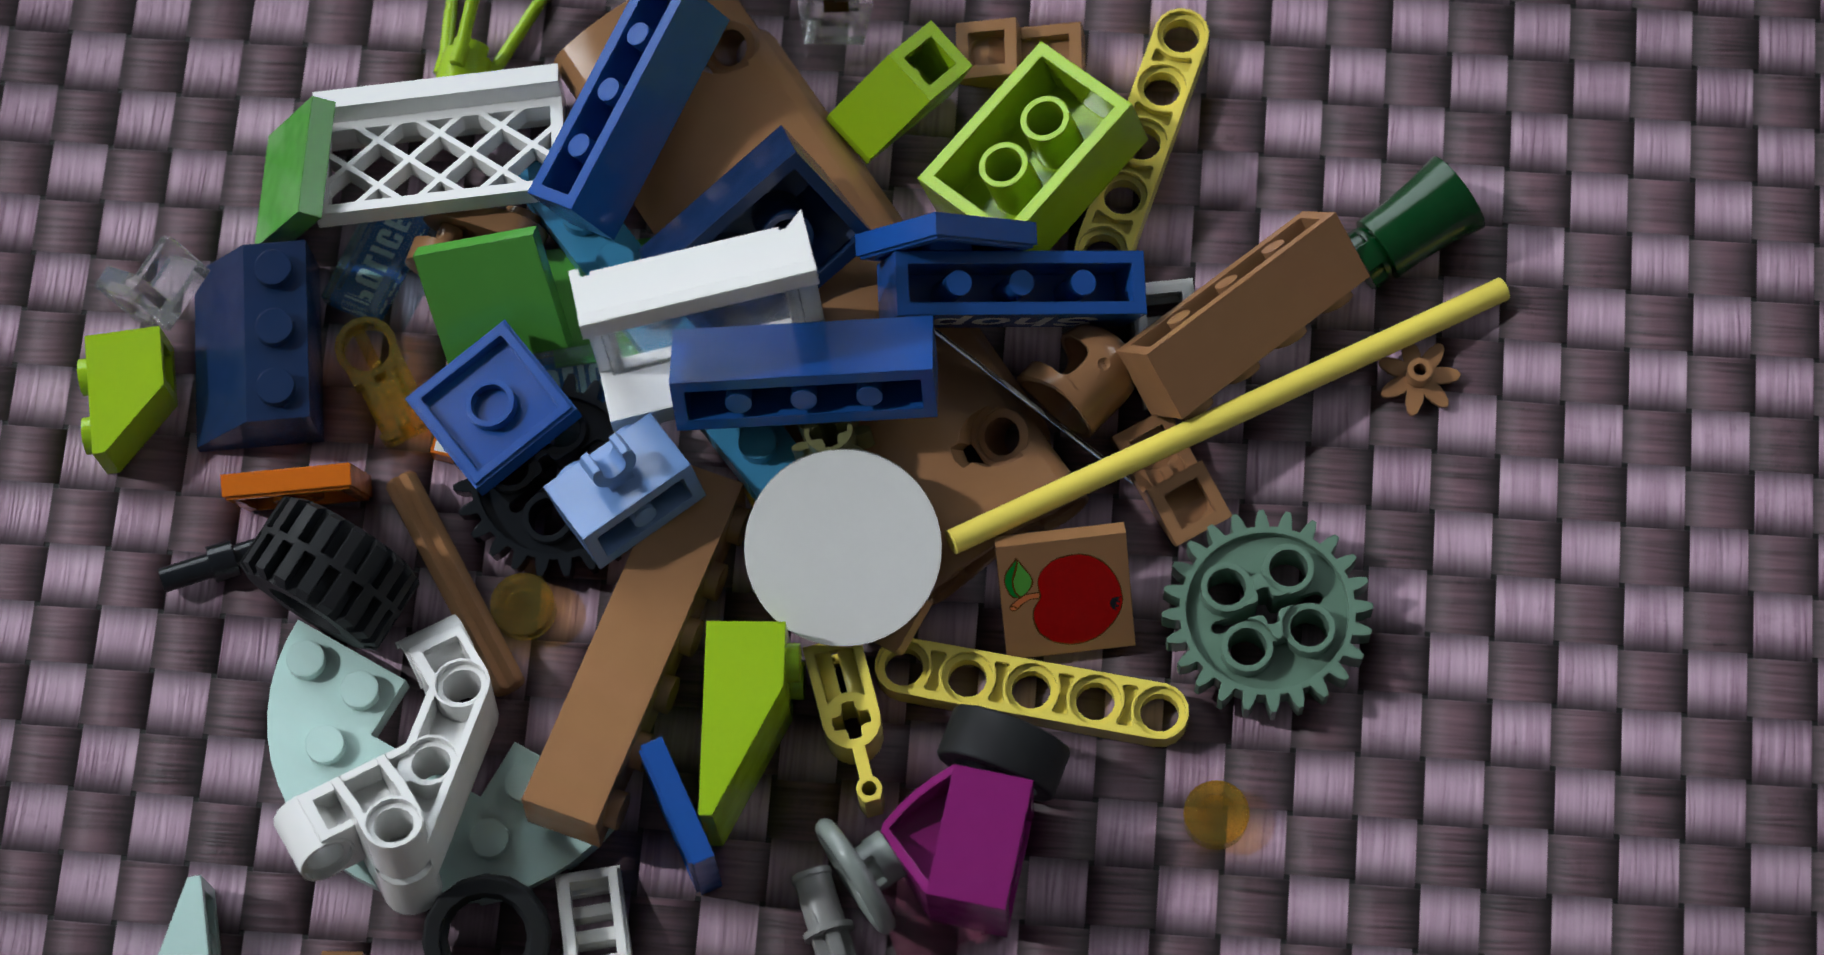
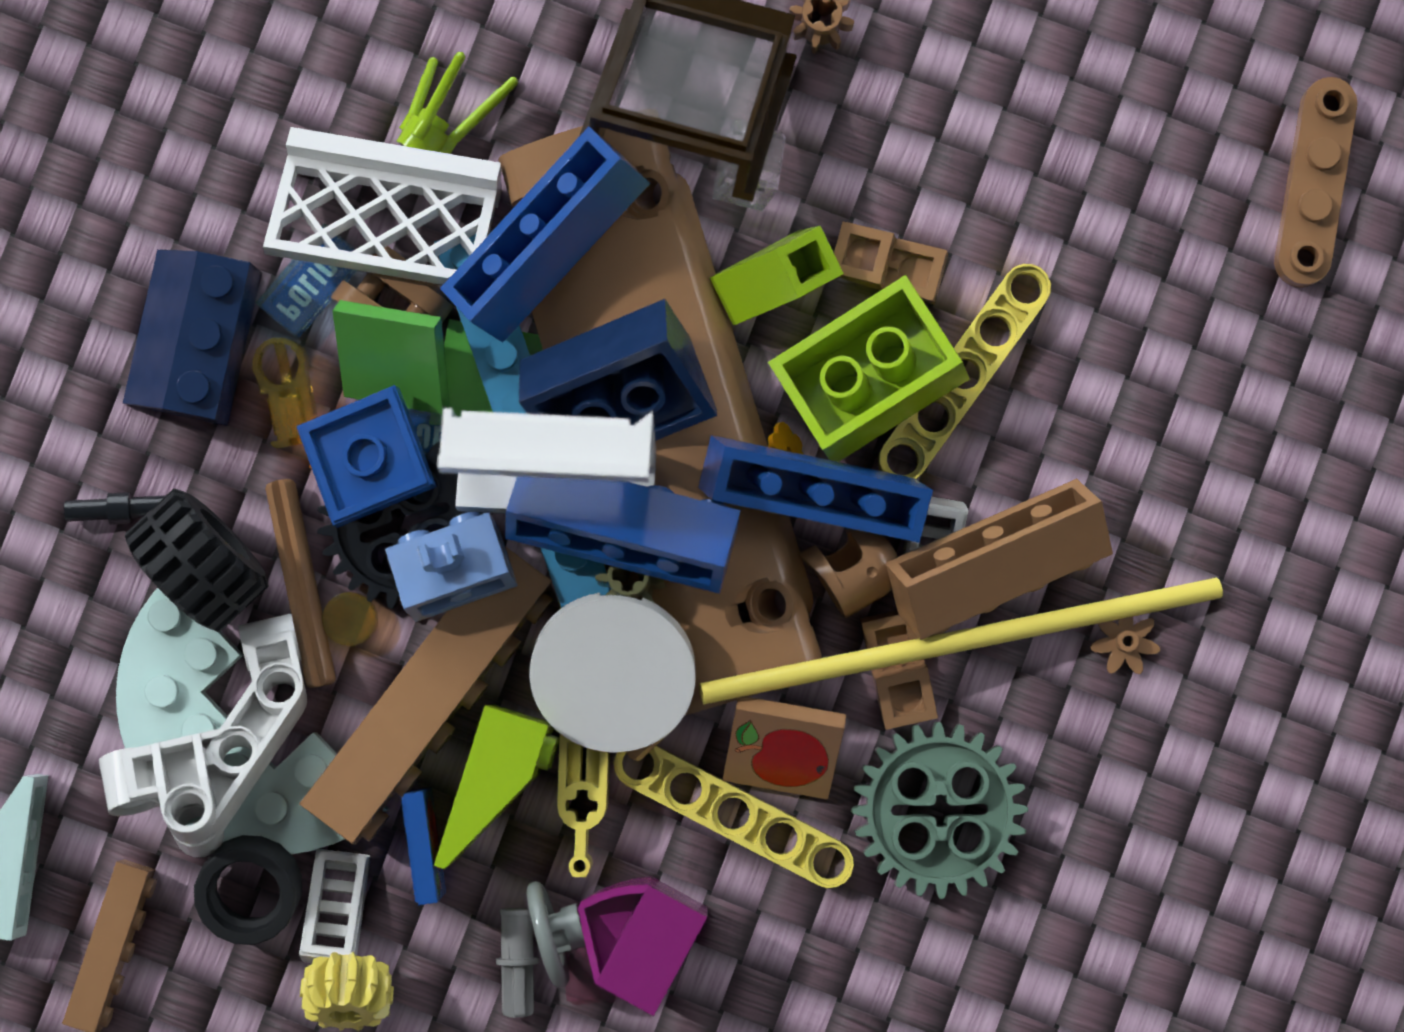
camera: 15 degrees right, 15 degrees up
(128, 390) = (76, 343): lime slope -> none
(159, 287) = (124, 261): clear panel -> none
(296, 172) = (257, 198): bright green tile -> none
(316, 483) = (189, 475): orange tile -> none
(946, 233) = (771, 442): blue tile -> none
(1004, 745) = (694, 868): black tyre -> none
(1021, 396) = (798, 580): sticker -> none
(1216, 814) = (848, 956): clear yellow tile -> none
(1416, 222) = (1163, 516): dark green plant -> none

